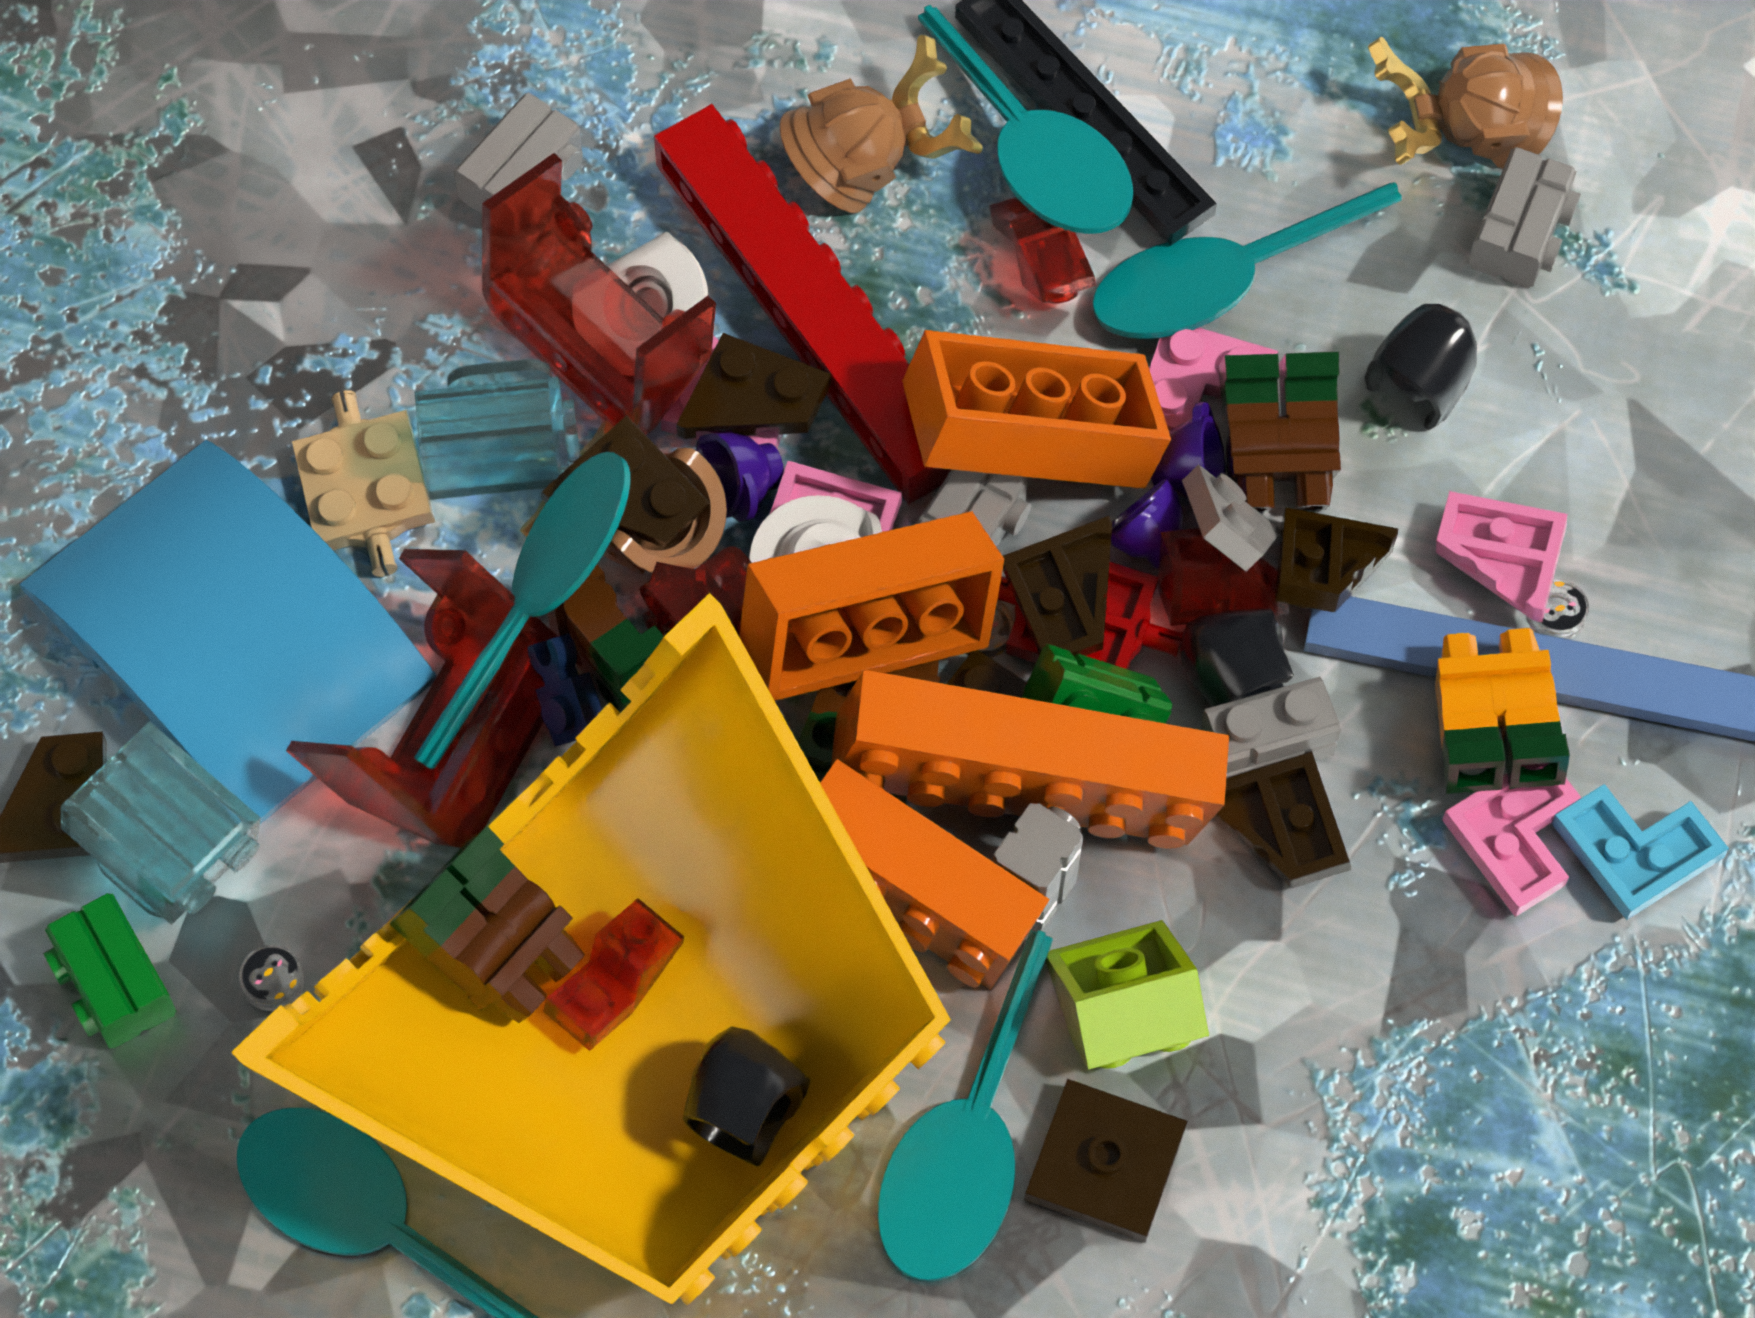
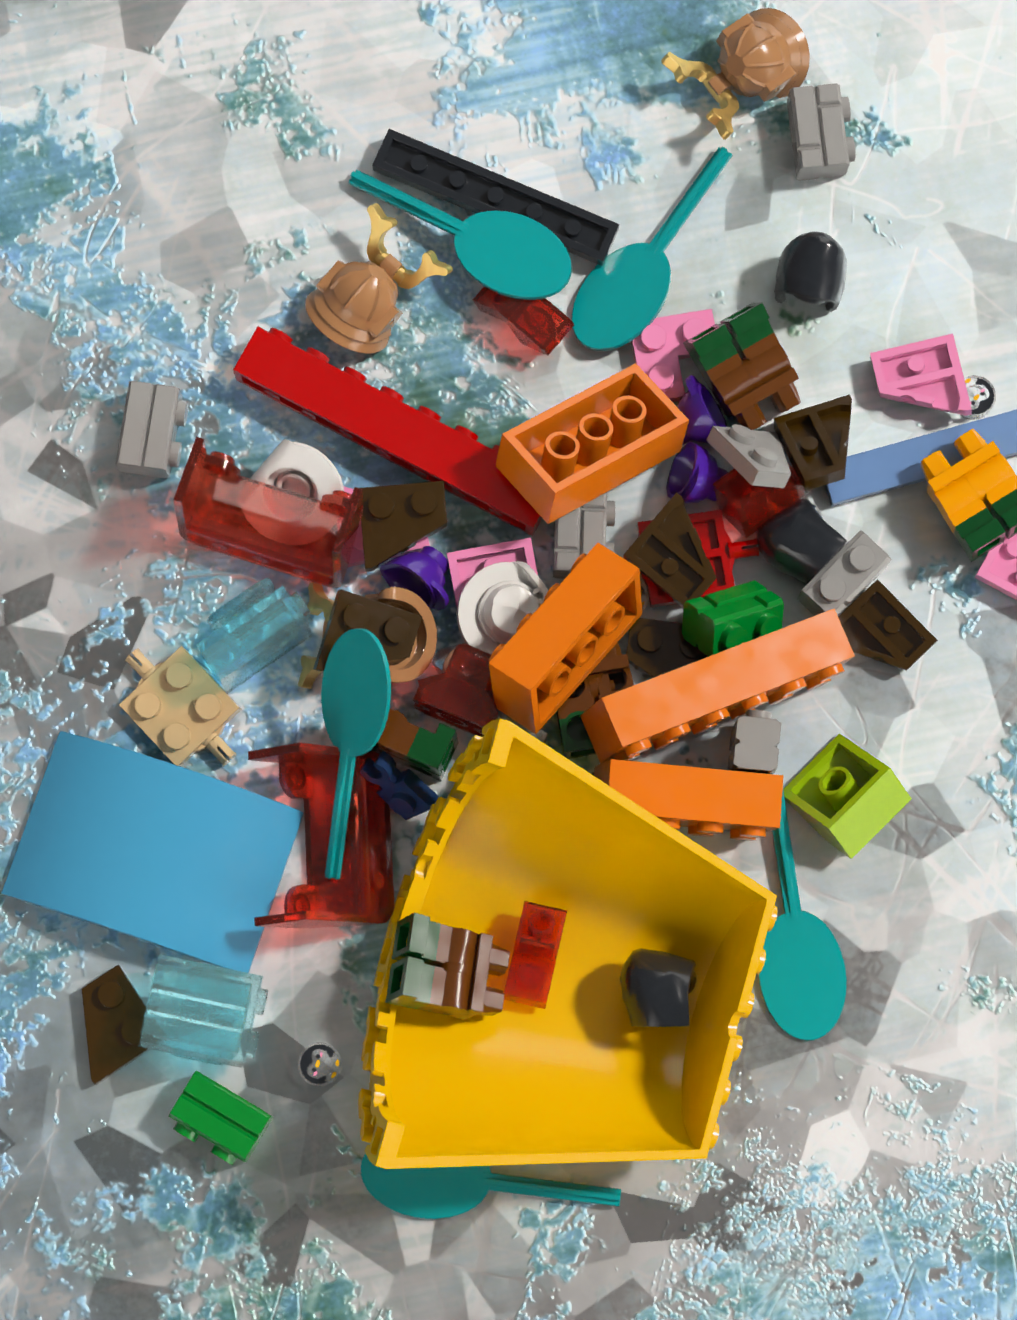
camera: 30 degrees left, 15 degrees up
(1106, 1160) = (887, 906): dark brown plate -> none

